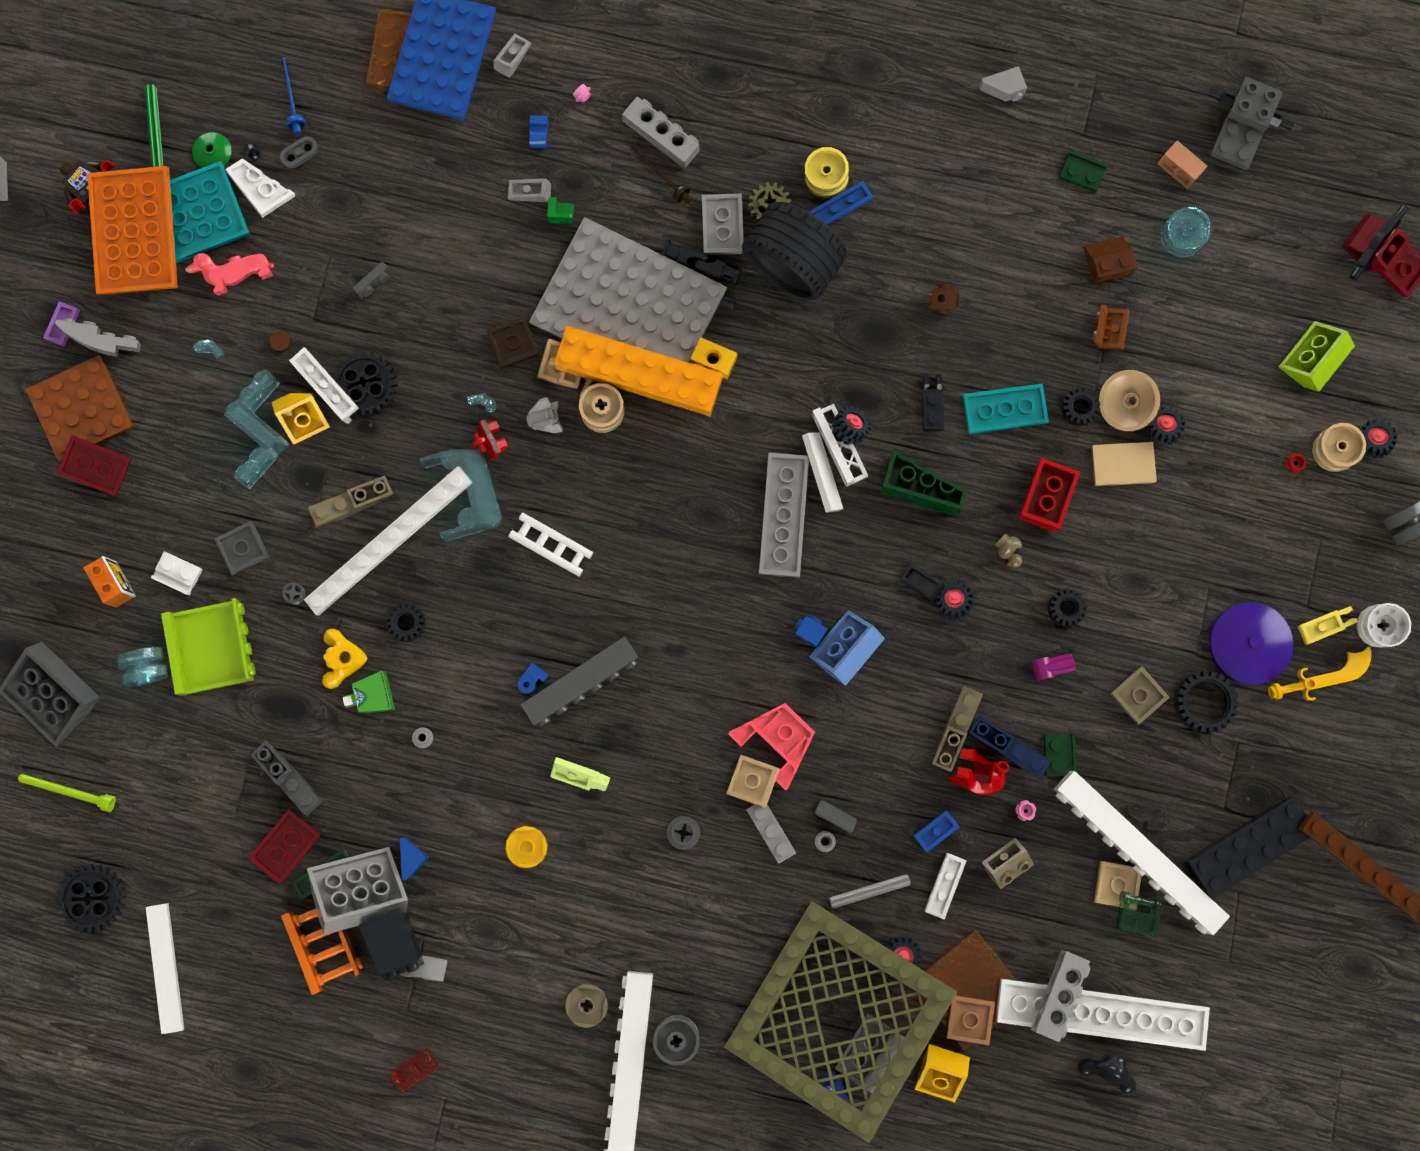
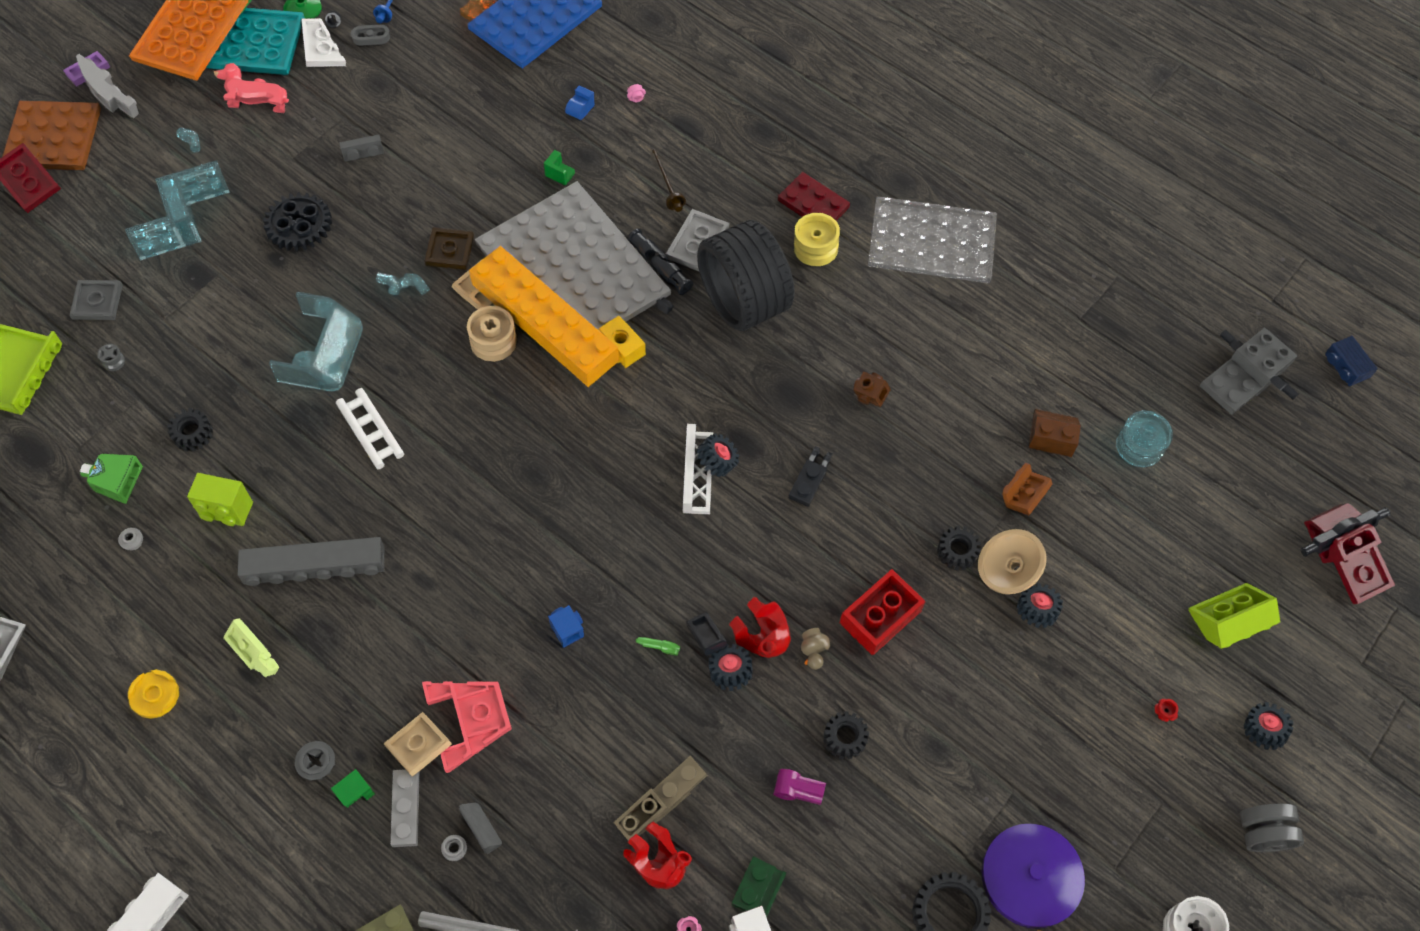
camera: 25 degrees right, 20 degrees down
(176, 573) = (26, 294): white plate -> none
(280, 341) = (252, 160): reddish brown tile -> none
(299, 416) = (223, 220): yellow slope -> none
(324, 385) = (261, 204): white fence -> none
(343, 658) = (110, 430): yellow head -> none
(351, 502) = (219, 308): dark tan slope -> none
(388, 541) = (222, 349): white plate -> none
(411, 858) = (34, 644): blue slope -> none
(477, 672) = (220, 499): none -> lime brick
(485, 440) = (376, 306): red hips -> none
(505, 389) = (414, 280): none -> clear light blue arm
(511, 55) = (593, 44): light grey slope -> none
(528, 682) = (268, 535): blue leg -> none
(529, 190) = (544, 143): light grey slope -> none
(544, 416) = (434, 317): light grey brick -> none
(576, 1011) = (100, 904): dark tan plate -> none
(680, 154) = (686, 148): light grey brick -> none
(727, 840) = (352, 788): none -> green panel
(784, 515) = (604, 507): light grey plate -> none
(800, 129) = (809, 196): none -> dark red plate
(822, 472) = (666, 486): white tile -> none
(843, 203) = (820, 272): blue plate -> none
(847, 647) = (594, 660): medium blue slope -> none
(892, 607) = (665, 646): none -> bright green piece
(921, 486) = (755, 543): dark green wedge -> none
(924, 119) = (933, 239): none -> clear plate
(936, 831) = (577, 899): blue plate -> none
(973, 561) = (774, 633): none -> red piece
(1005, 85) = (1023, 243): light grey slope -> none
(1005, 409) = (881, 516): teal tile -> none
(1009, 747) = (706, 849): dark blue slope -> none
(1083, 171) = (1065, 347): dark green plate -> none
(1123, 464) = (978, 623): tan tile -> none
(1139, 695) = (879, 867): dark tan plate -> none
(1182, 164) = (1167, 381): nougat hinge -> none
(1324, 66) = (1350, 361): none -> dark blue brick
(1325, 626) = (1128, 897): light yellow hinge -> none
(1339, 447) = (1221, 713): tan wheel -> none

